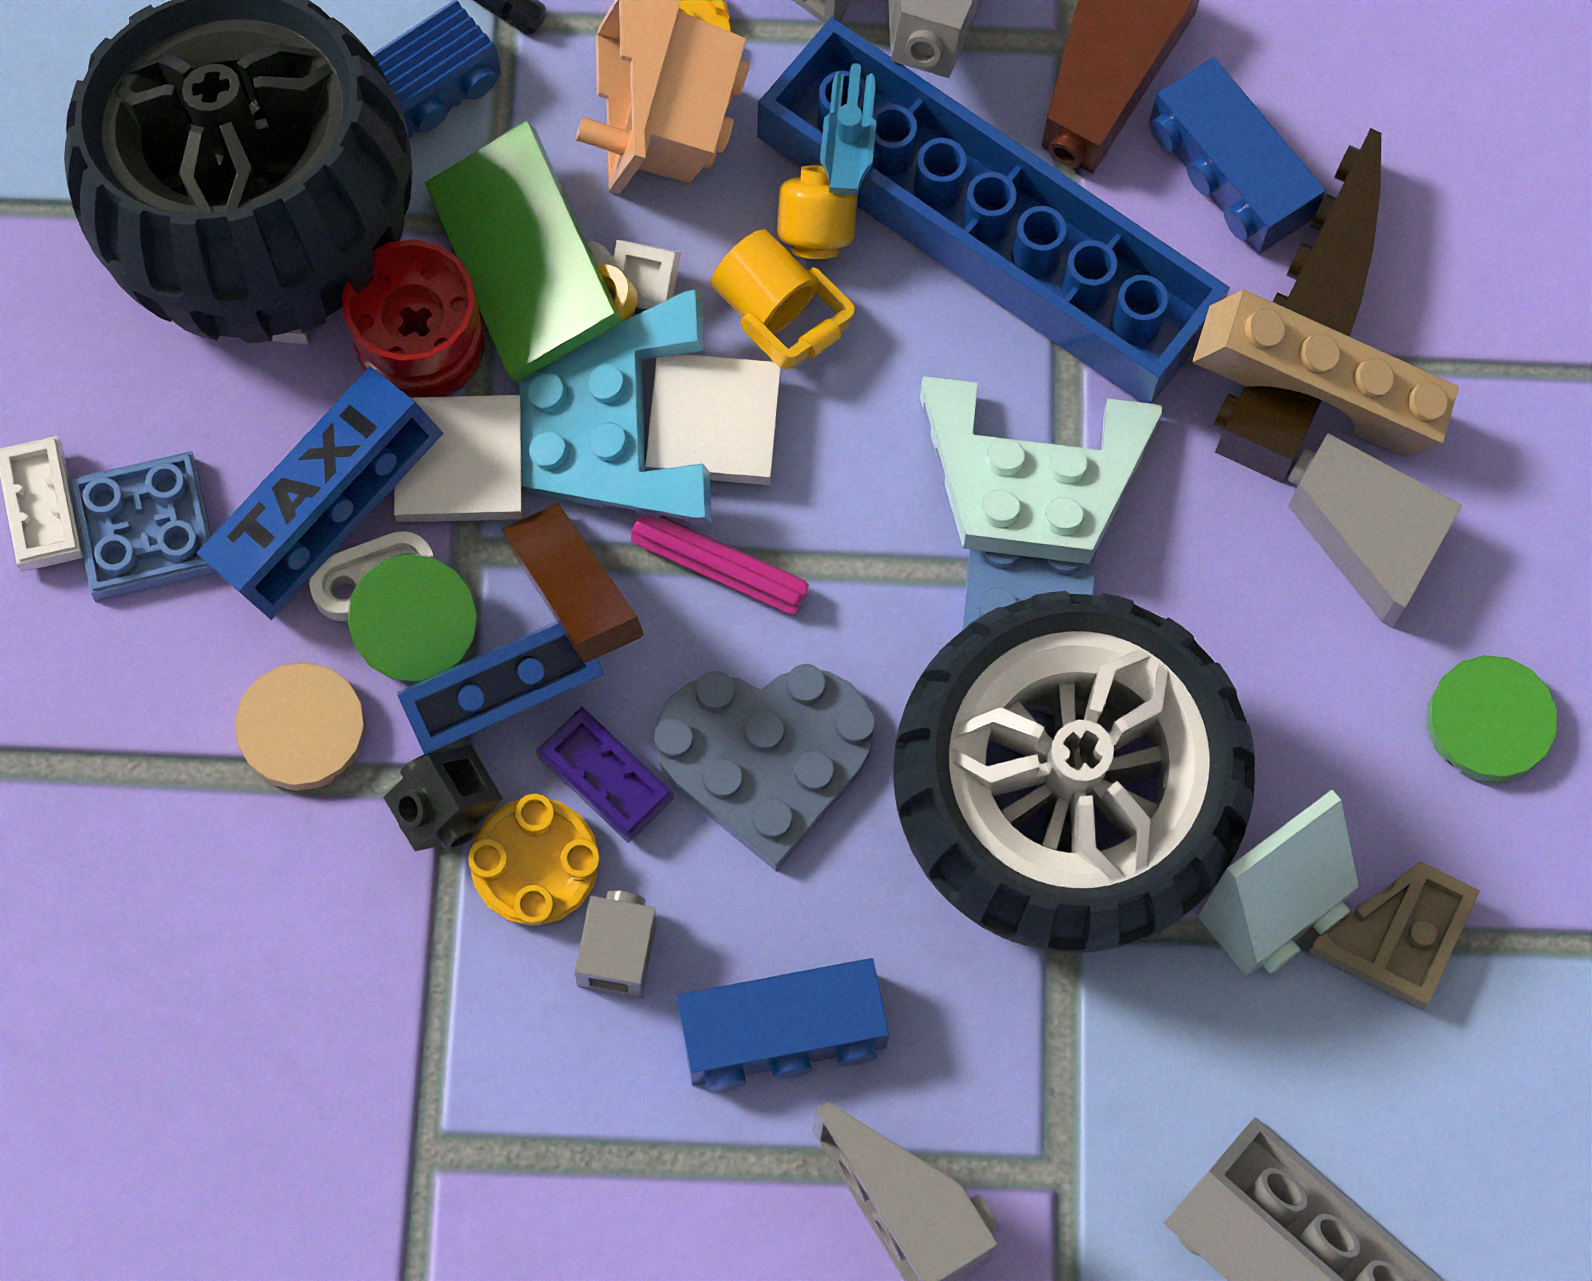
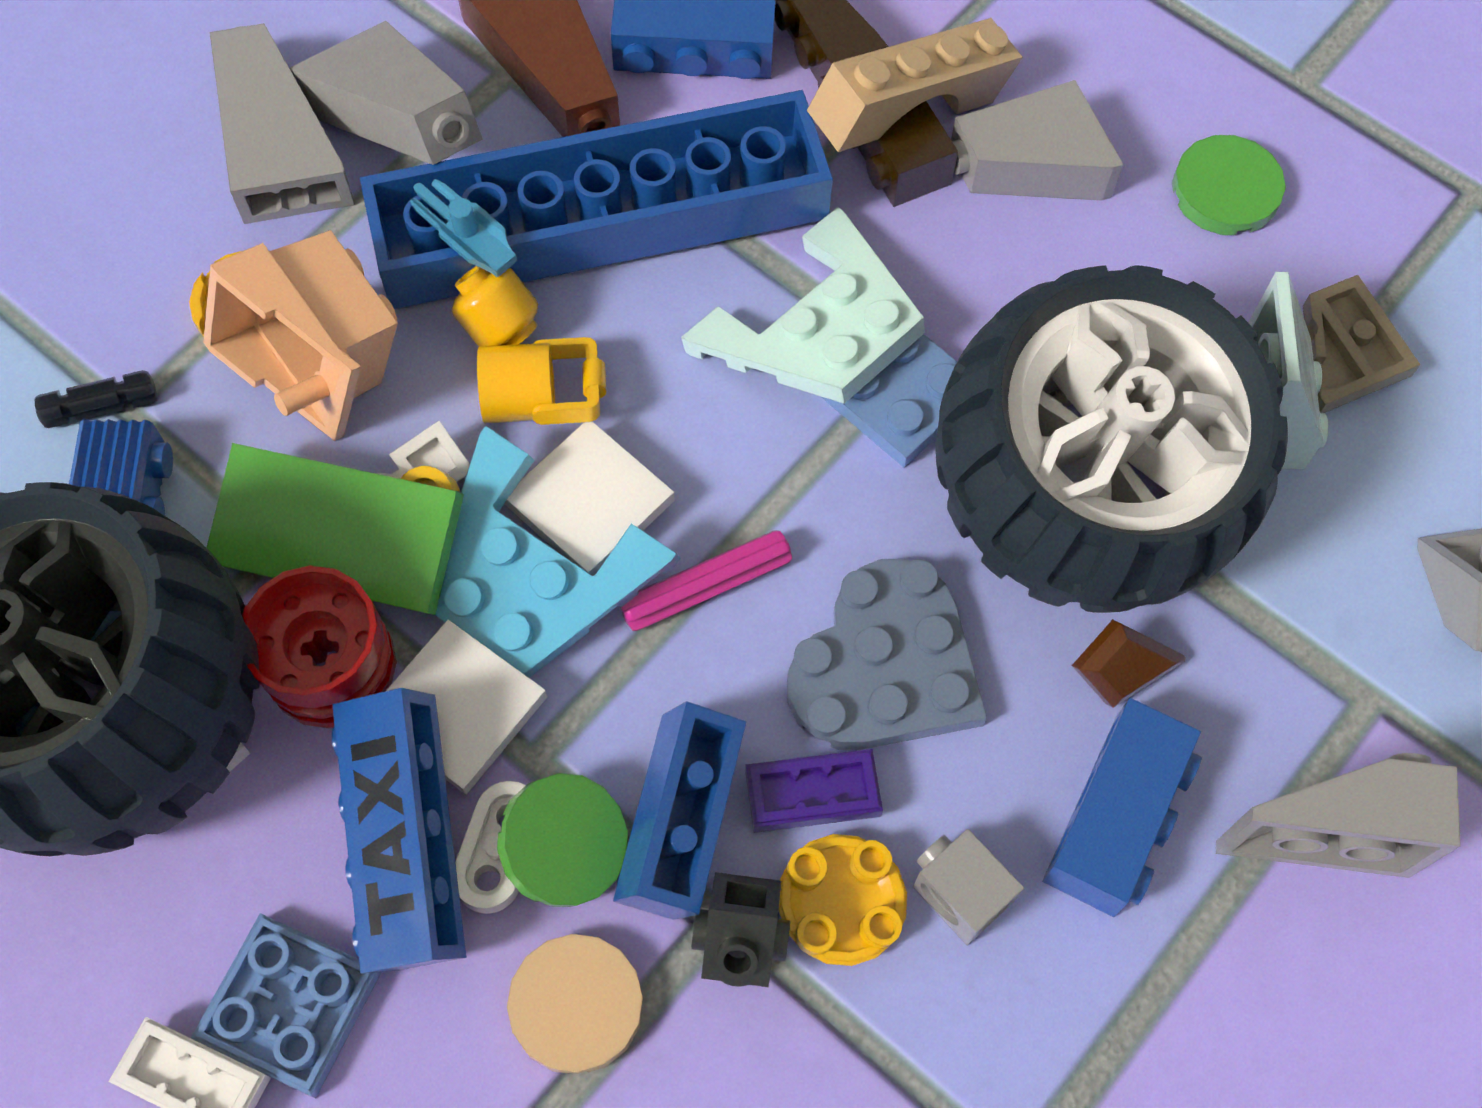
camera: 50 degrees left, 5 degrees down
(572, 583) = (655, 686): reddish brown tile -> none
(917, 941) = (1124, 663): none -> reddish brown piece

